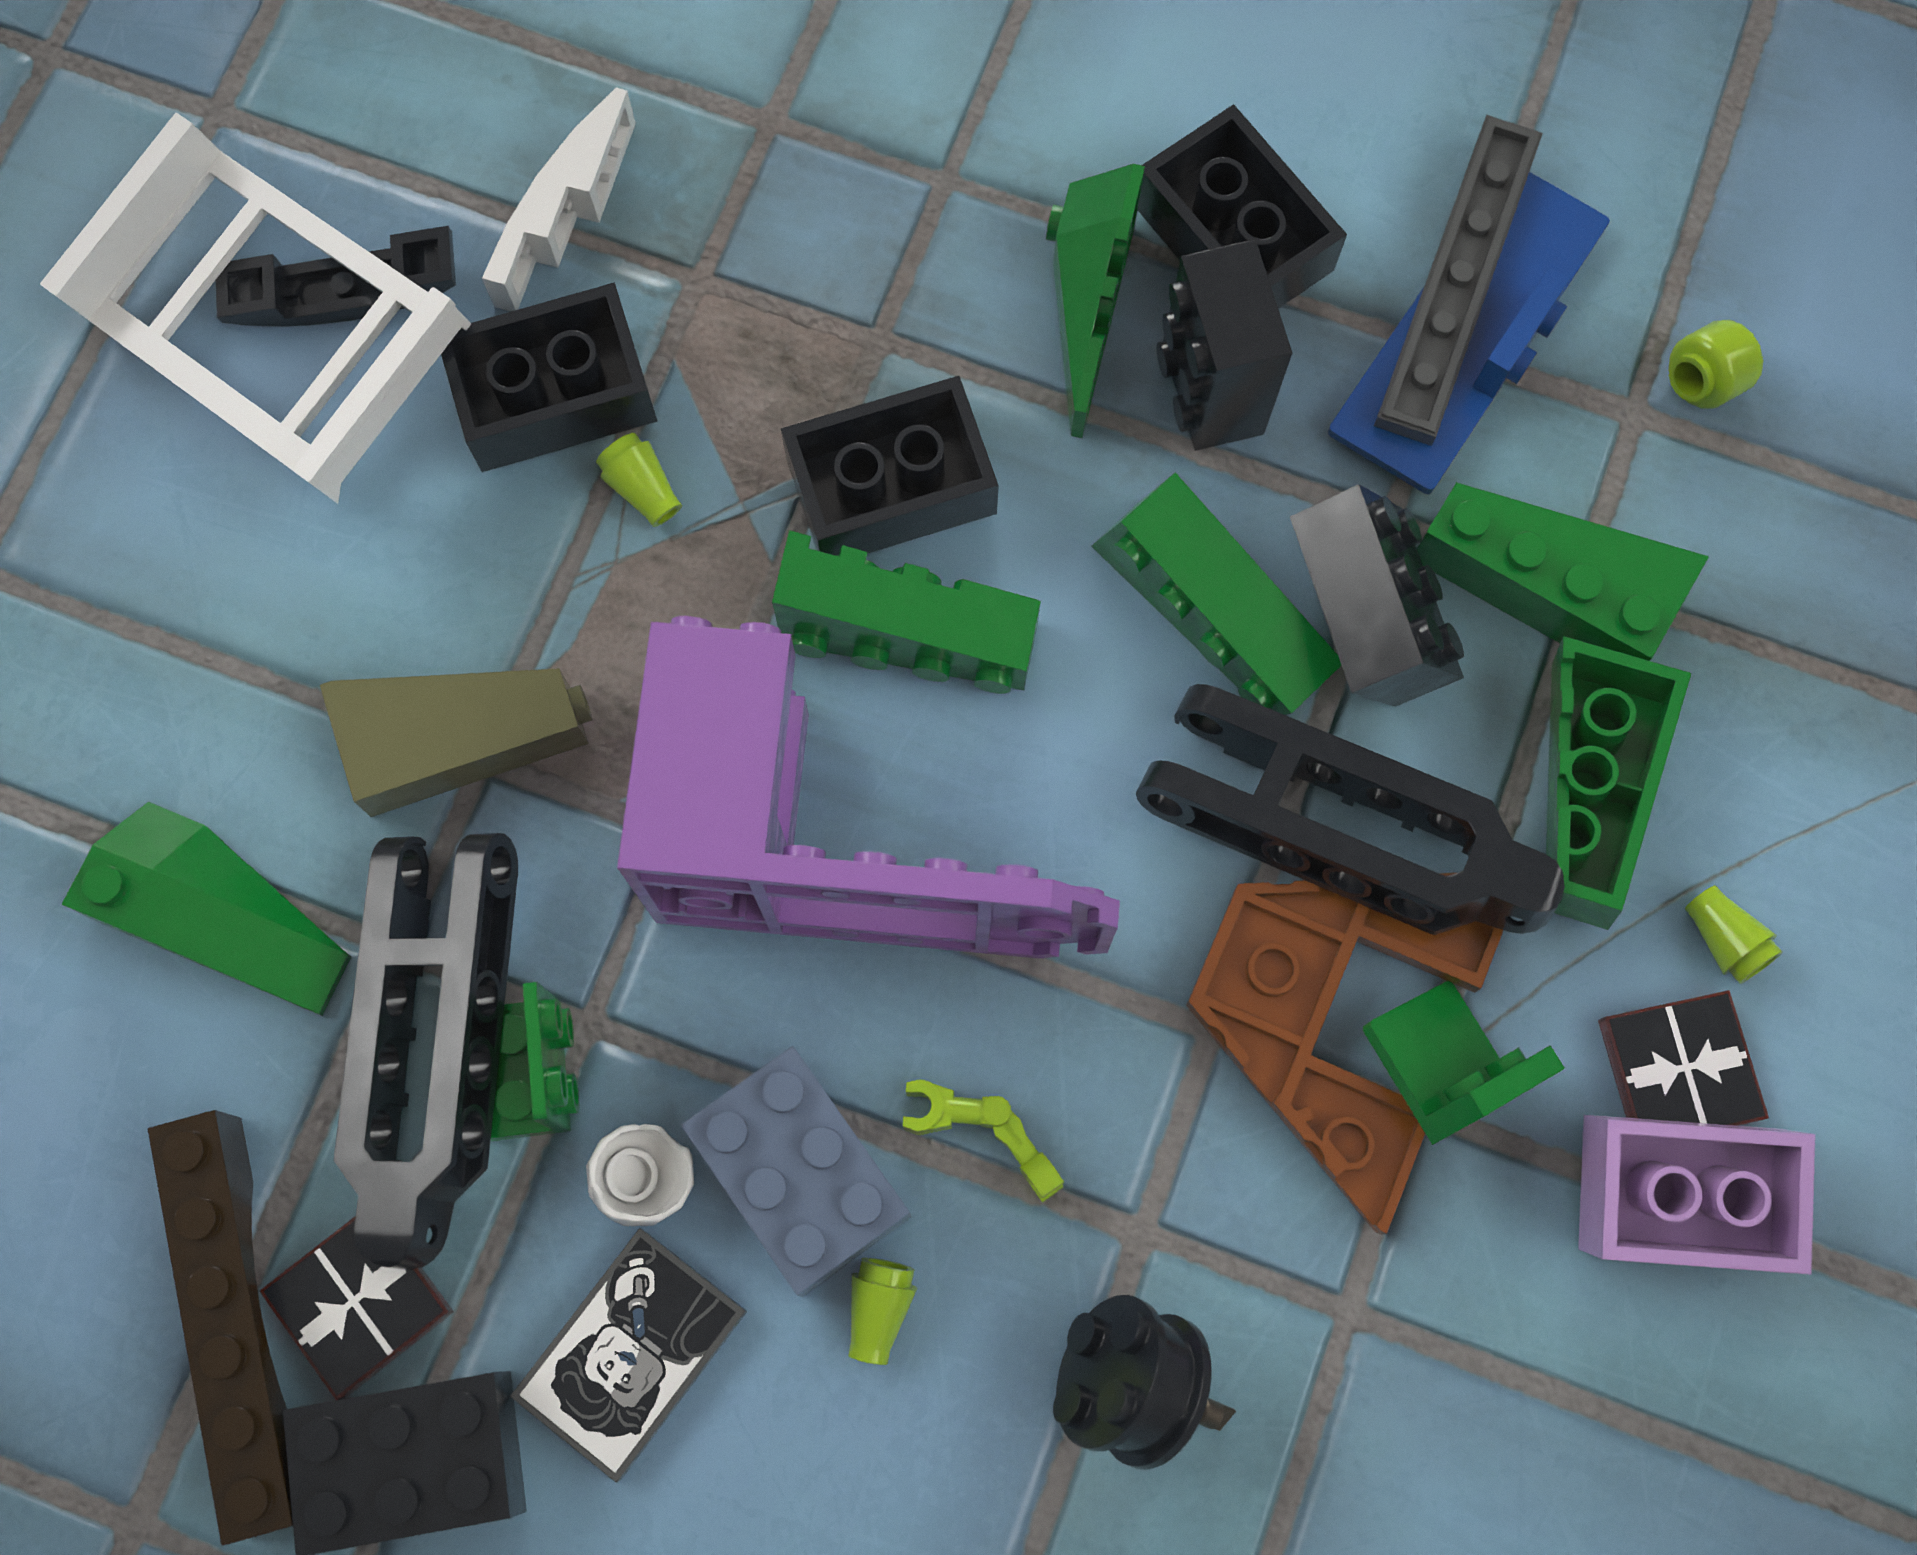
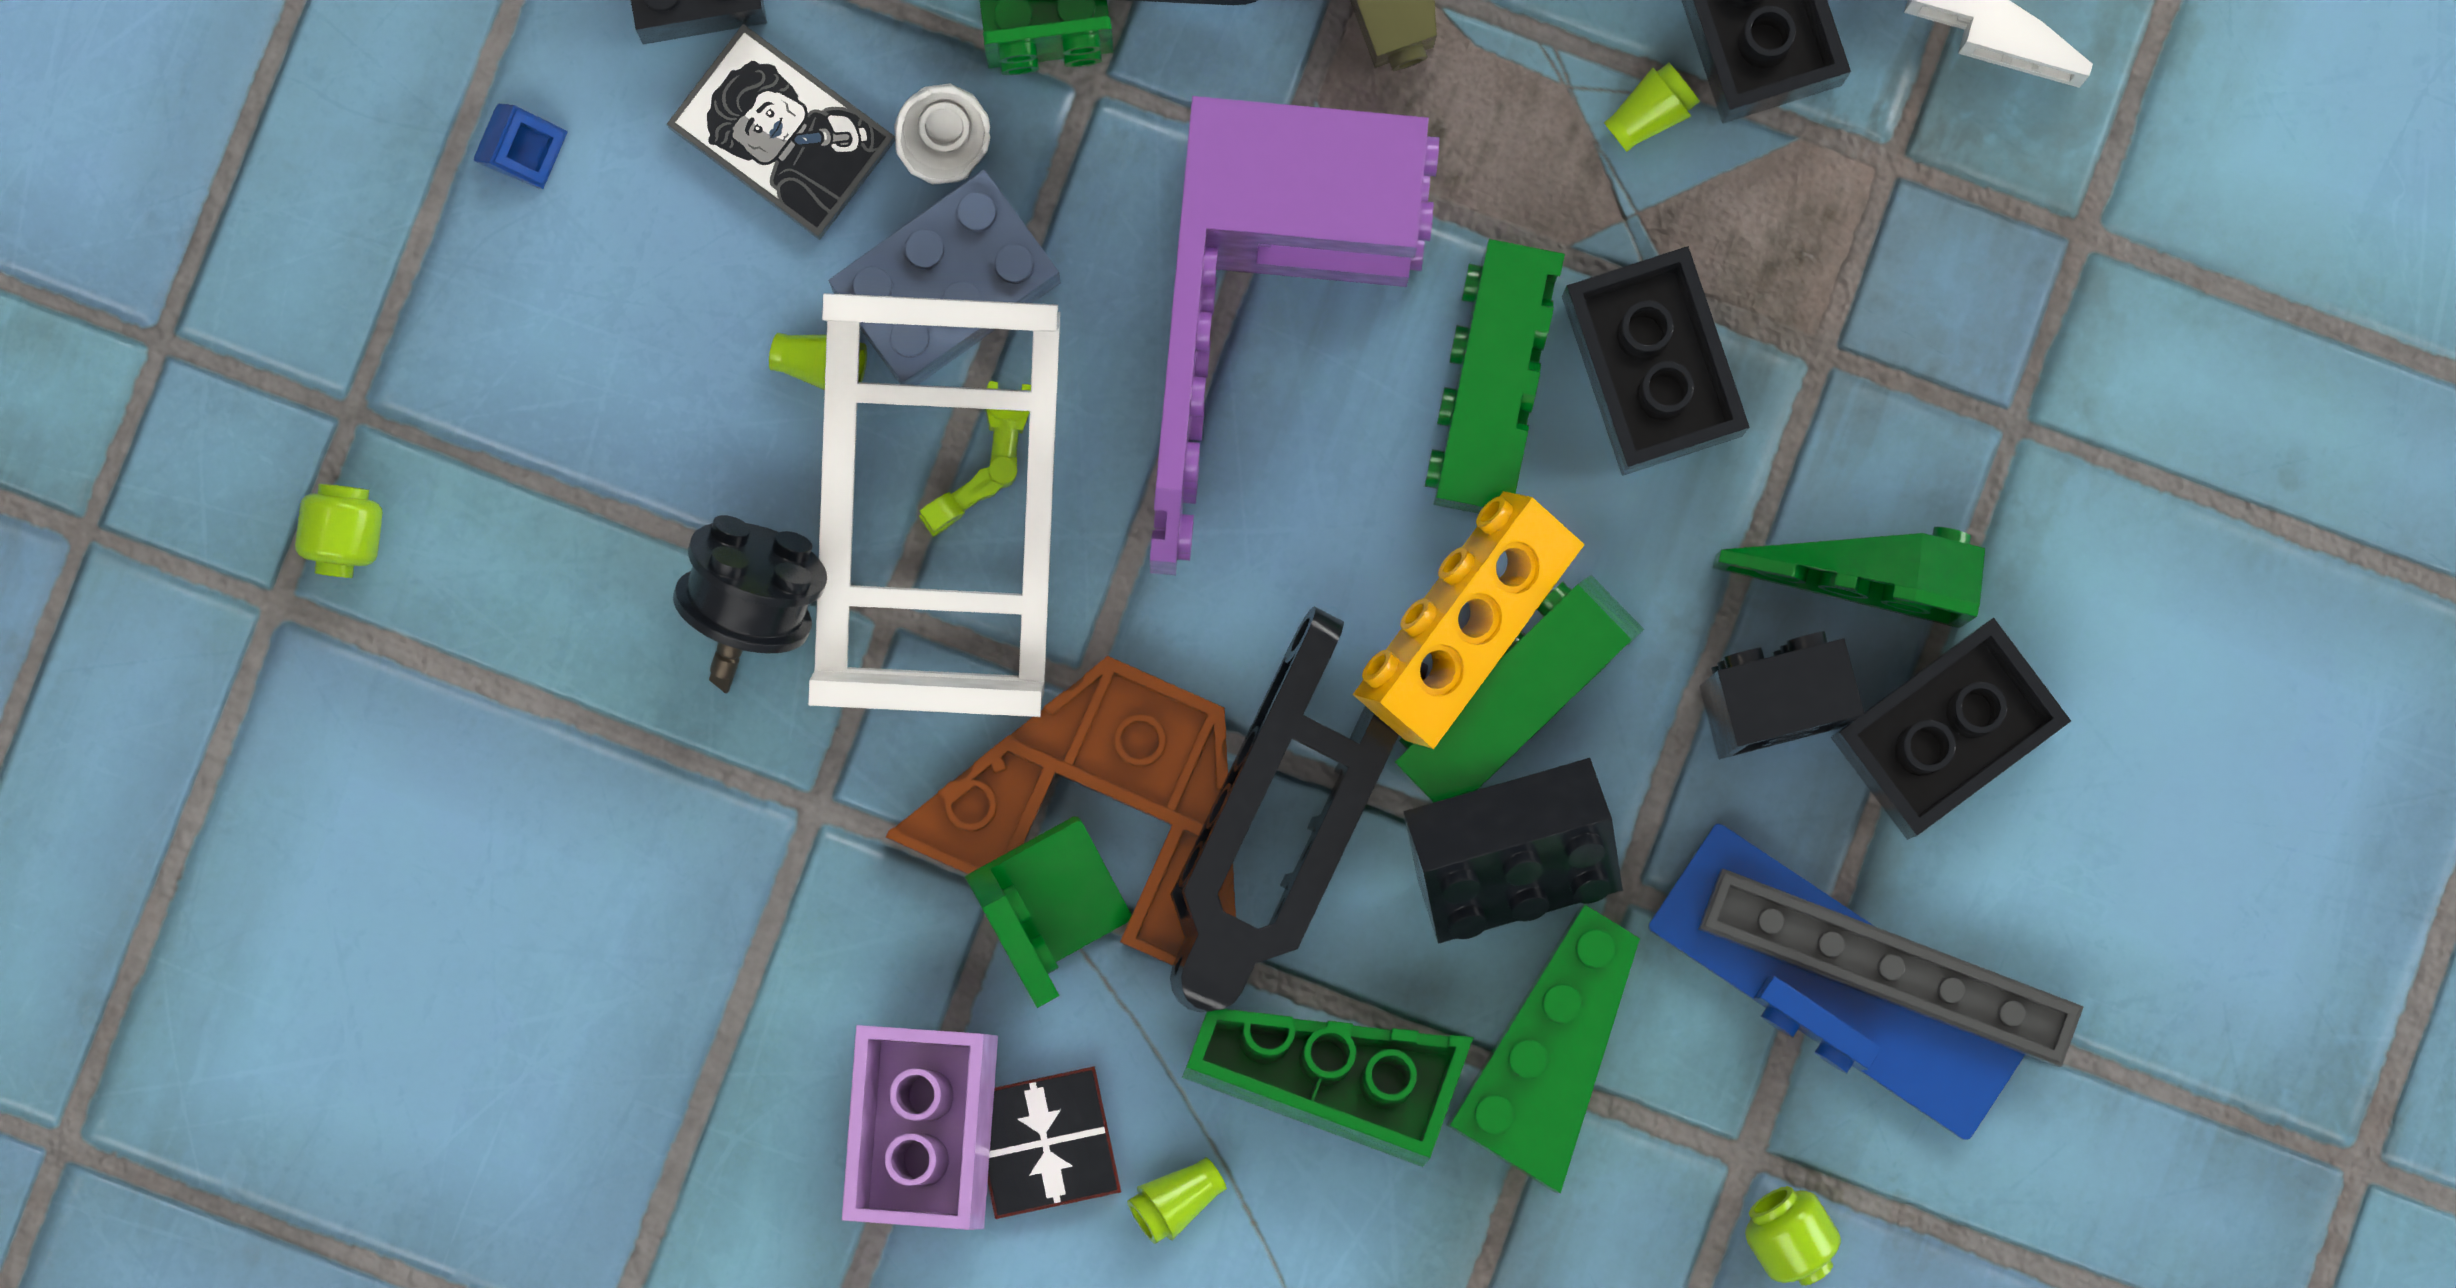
camera: 85 degrees right, 10 degrees up
(1154, 632) = (1537, 556): none -> yellow brick
(1231, 1182) = (932, 691): none -> white piece

